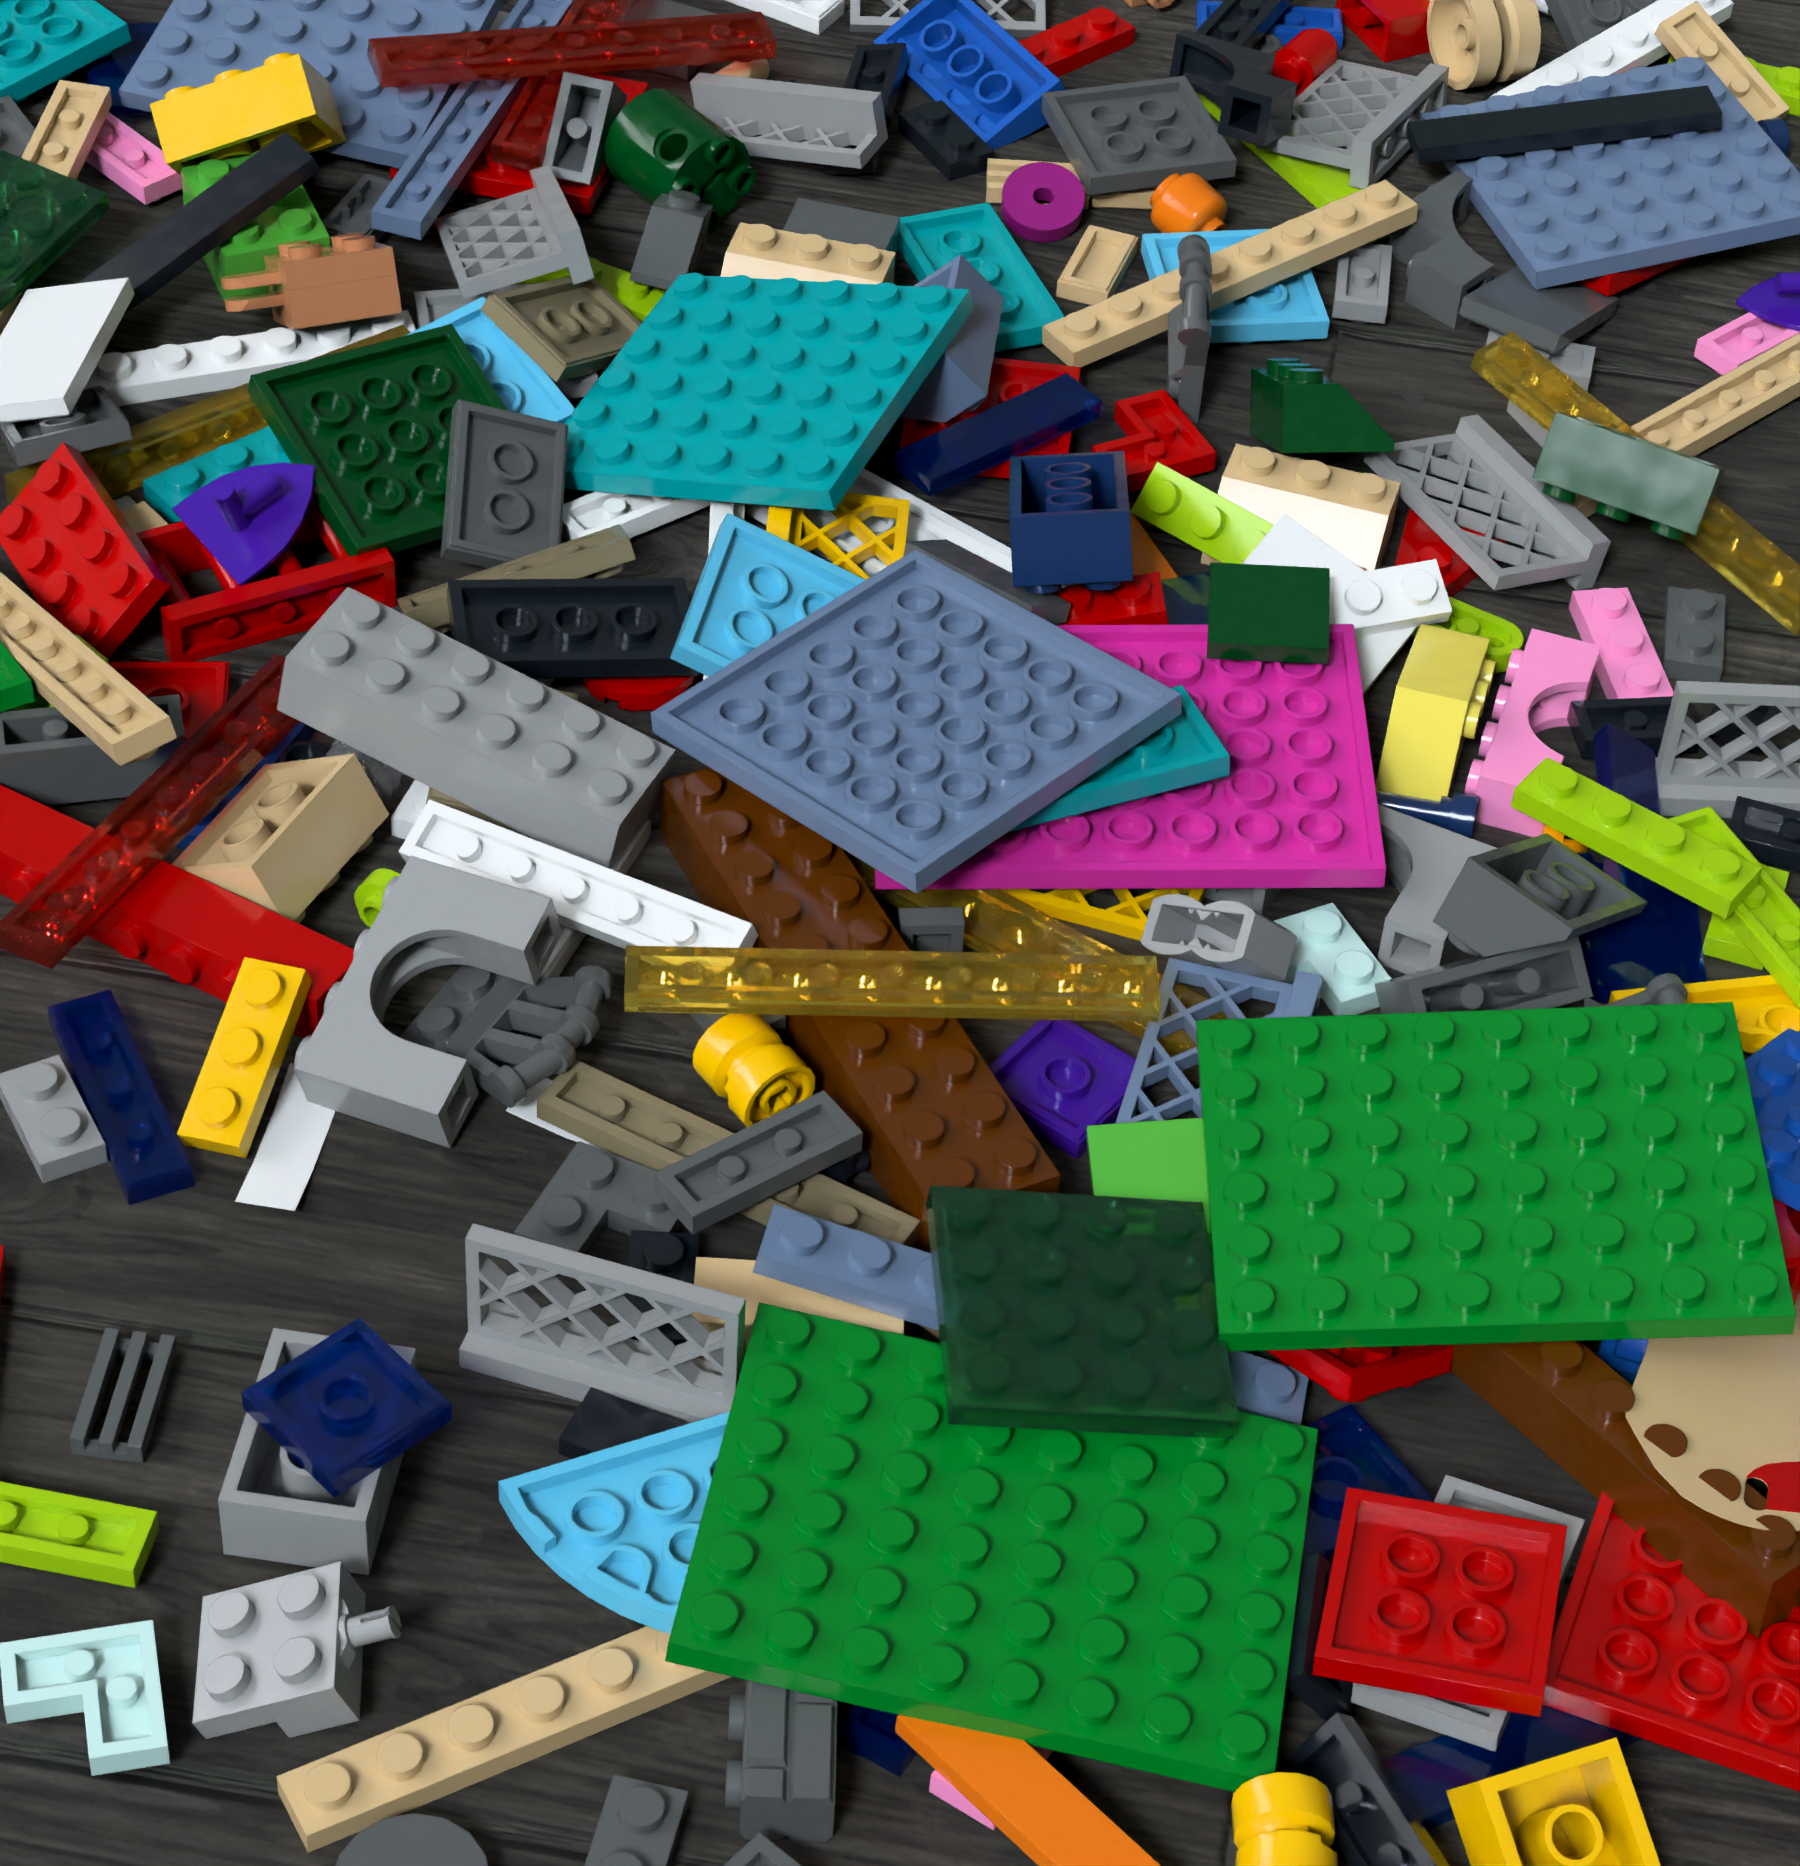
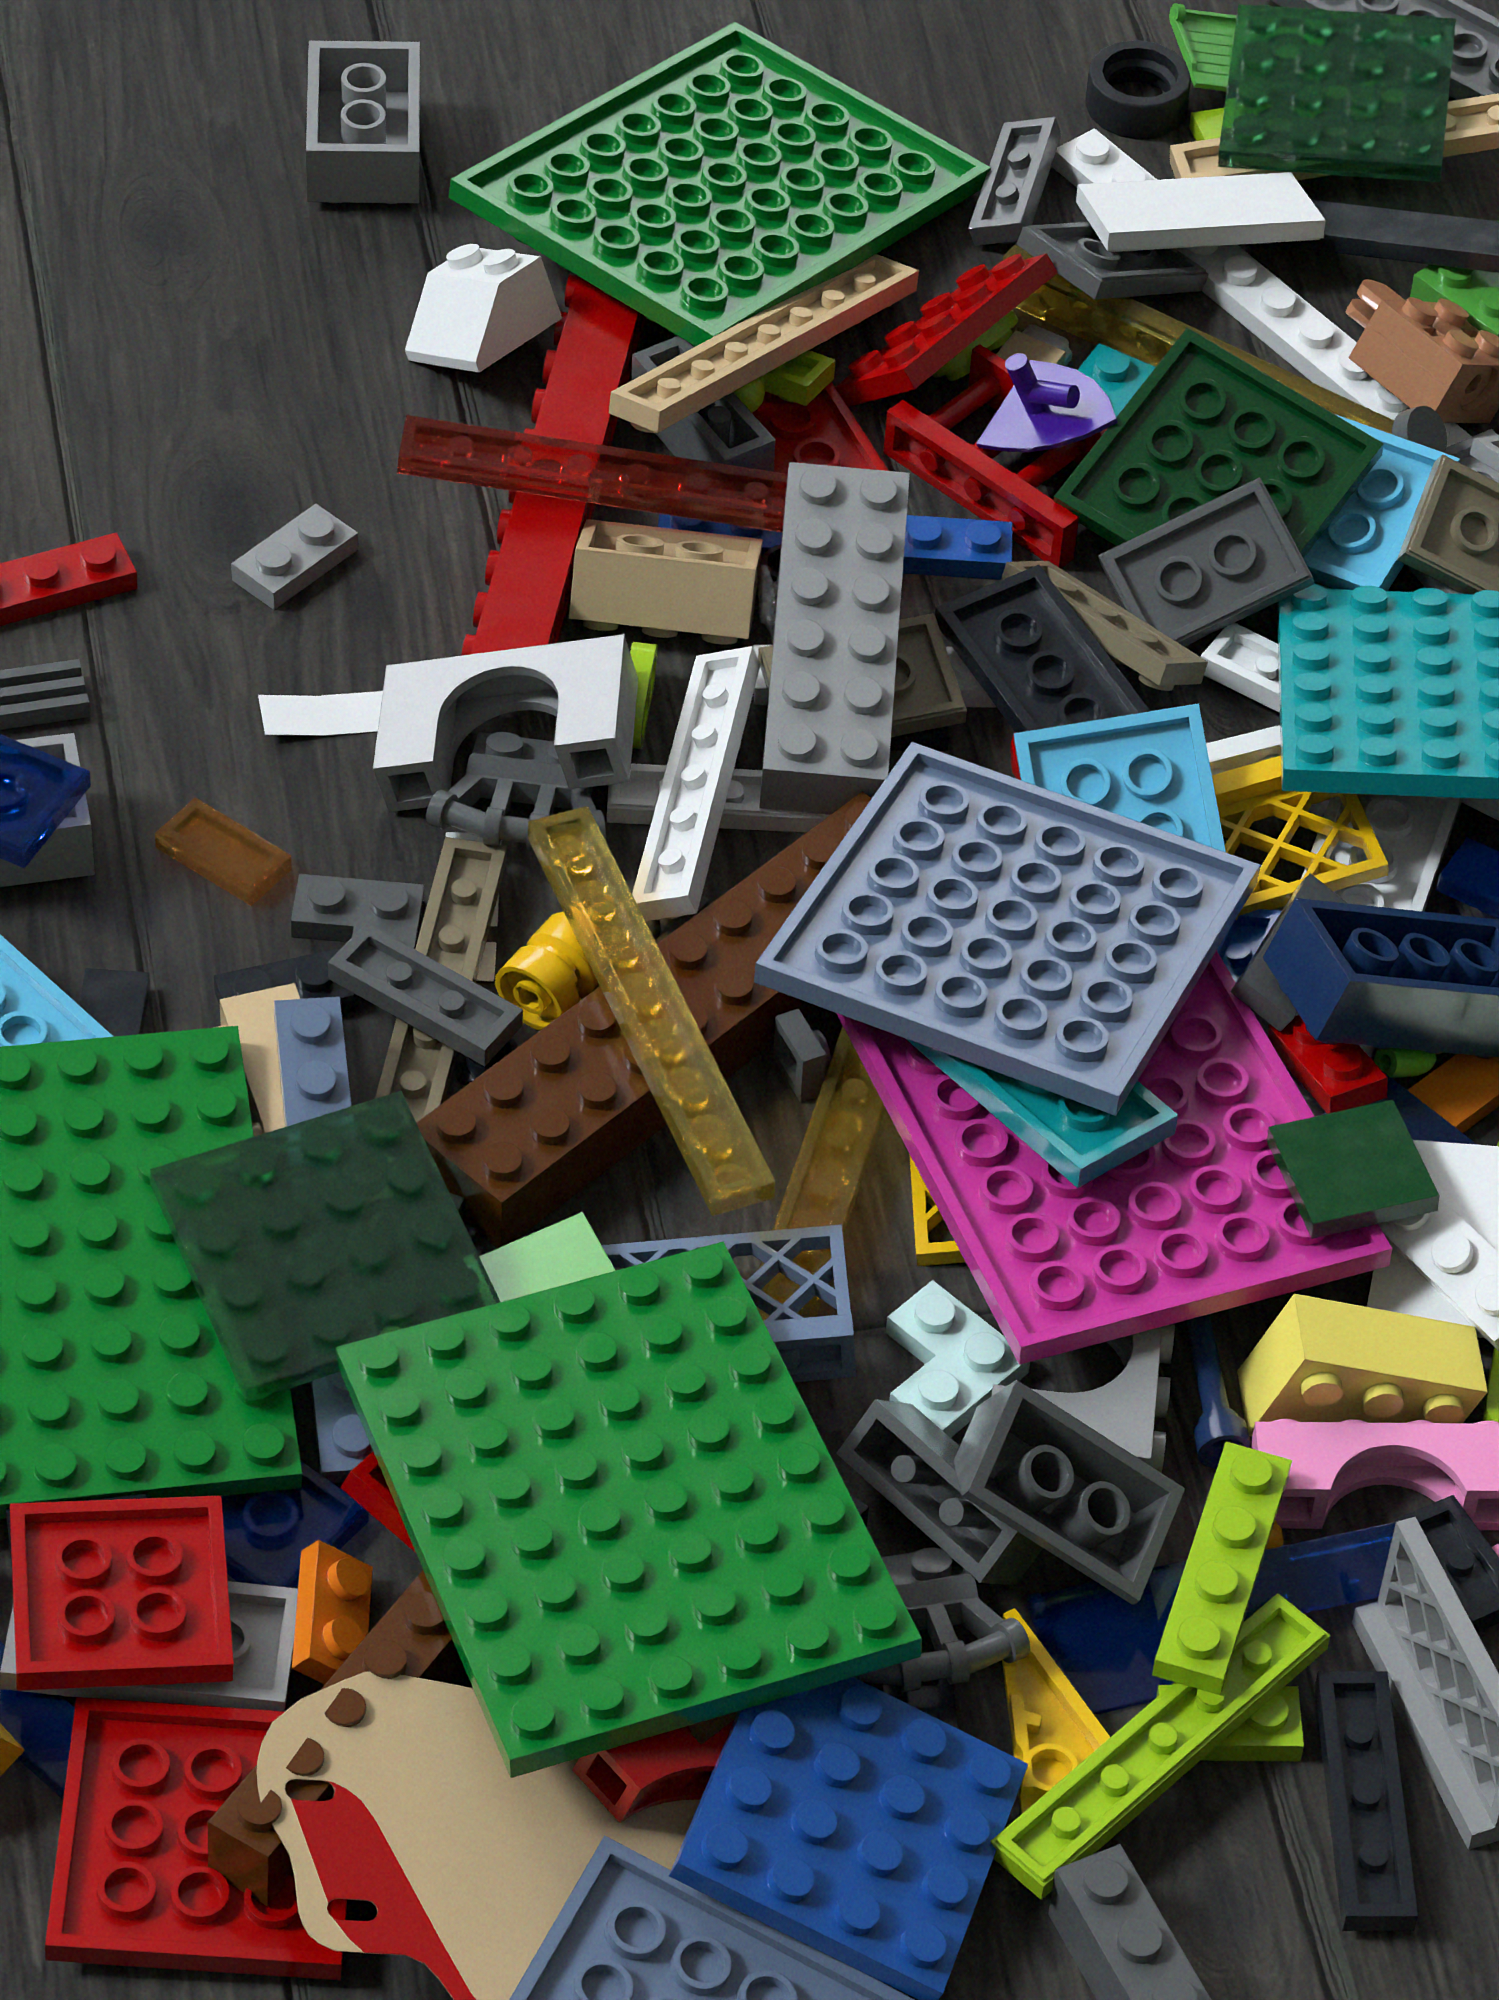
camera: 70 degrees right, 5 degrees up
(120, 1097) = (341, 589): clear blue tile -> none
(244, 1057) = (396, 636): yellow plate -> none
(410, 315) = (1421, 426): none -> dark grey tile
(421, 1295) = (223, 851): none -> clear orange tile
(568, 1358) = (182, 935): light grey fence -> none
(1064, 1082) = (662, 1201): dark purple tile -> none
(1218, 936) = (886, 1258): light grey brick -> none
(1509, 1469) = (329, 1610): none -> orange plate

